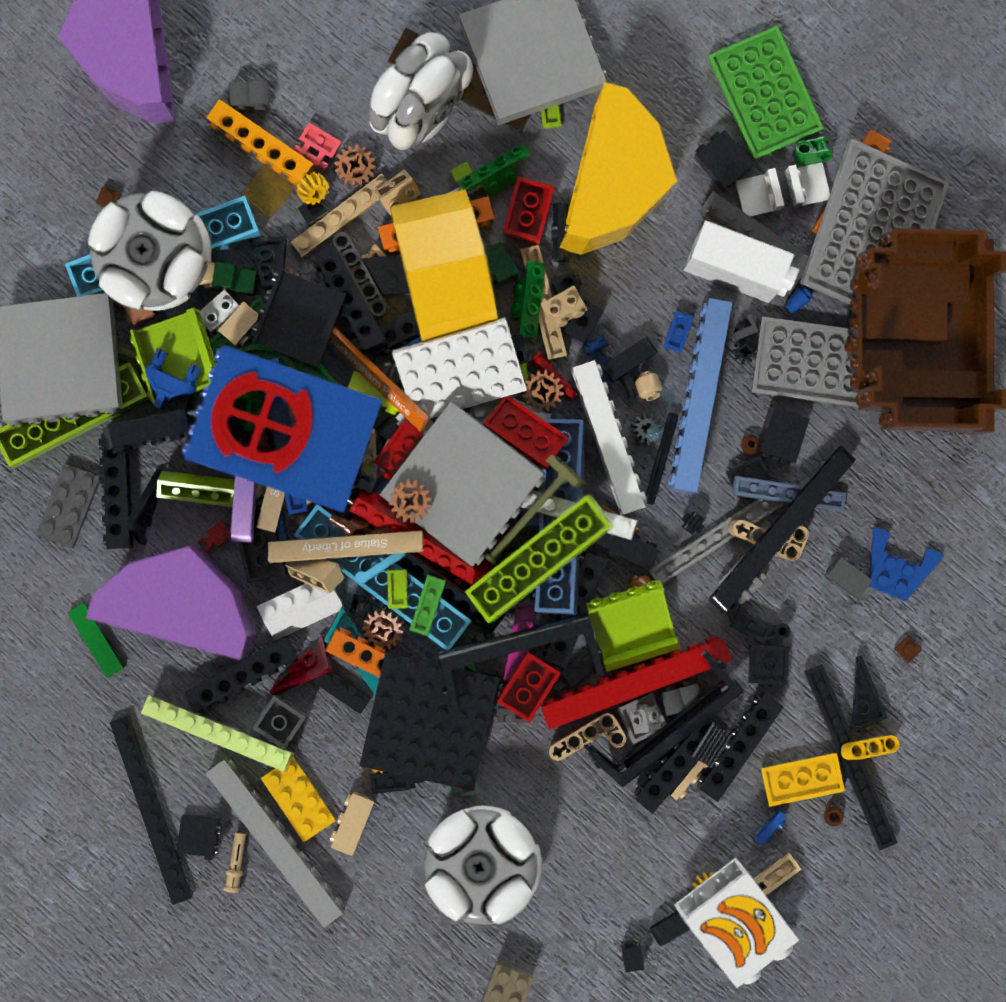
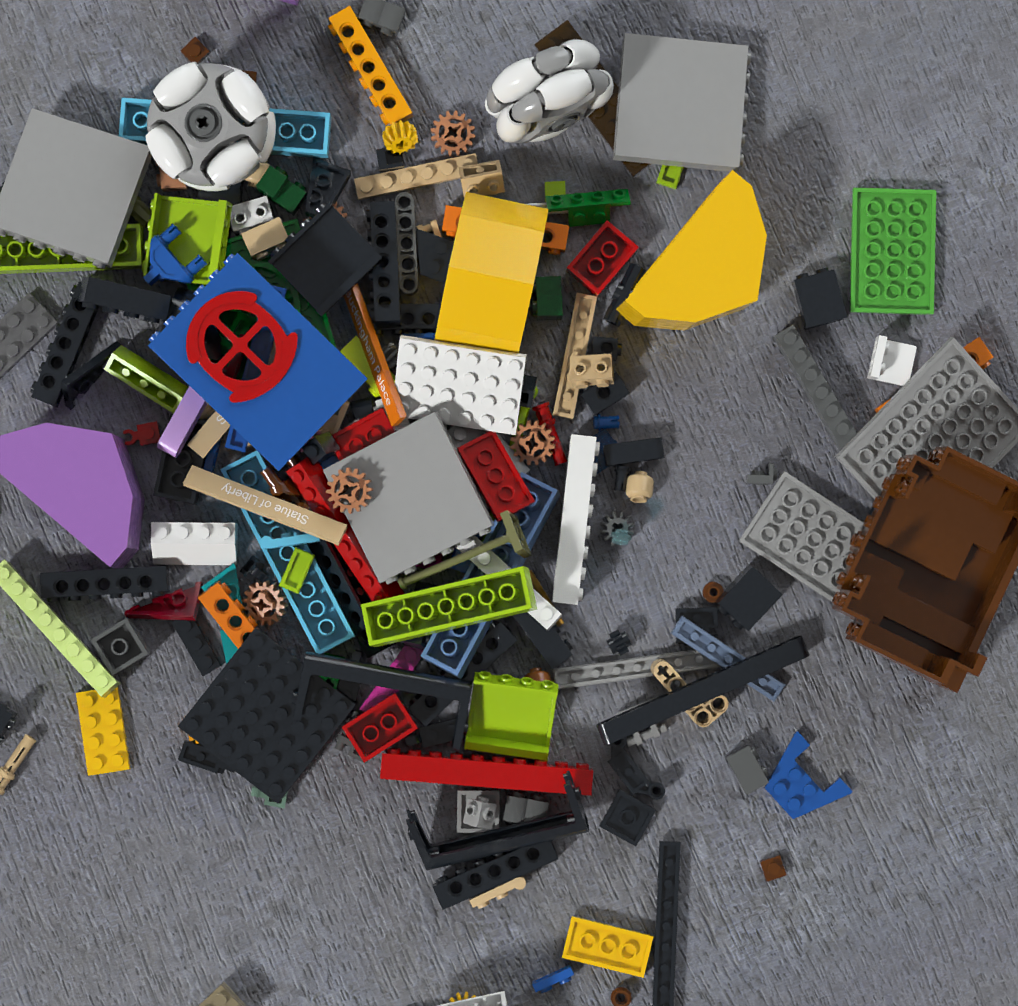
camera: 25 degrees right, 0 degrees up
(268, 191) = (355, 118): clear yellow tile -> none
(275, 842) = (60, 762): light grey brick -> none
(317, 573) = (225, 517): tan brick -> none
(320, 141) = (430, 93): coral plate -> none
(352, 823) = (144, 779): tan brick -> none
(427, 605) = (319, 600): bright green tile -> none
(444, 864) = (252, 865): piece -> none
(528, 299) = (560, 346): green bracket -> none
(579, 732) = (411, 805): tan beam -> none
(661, 458) = (618, 564): black axle -> none
(678, 332) = (694, 447): blue plate -> none
(701, 396) = (685, 522): medium blue brick -> none
(712, 745) = (532, 870): black brick -> none
(740, 355) = (743, 499): black gear -> none
(741, 263) = (785, 409): white brick -> none
(750, 742) = (518, 916): black brick -> none
(760, 194) = (839, 349): white bracket -> none
(798, 299) = (828, 471): blue cone -> none
(812, 150) = (912, 331): green piece -> none
(862, 750) = (696, 950): yellow beam -> none
(866, 703) = (706, 902): black wing -> none

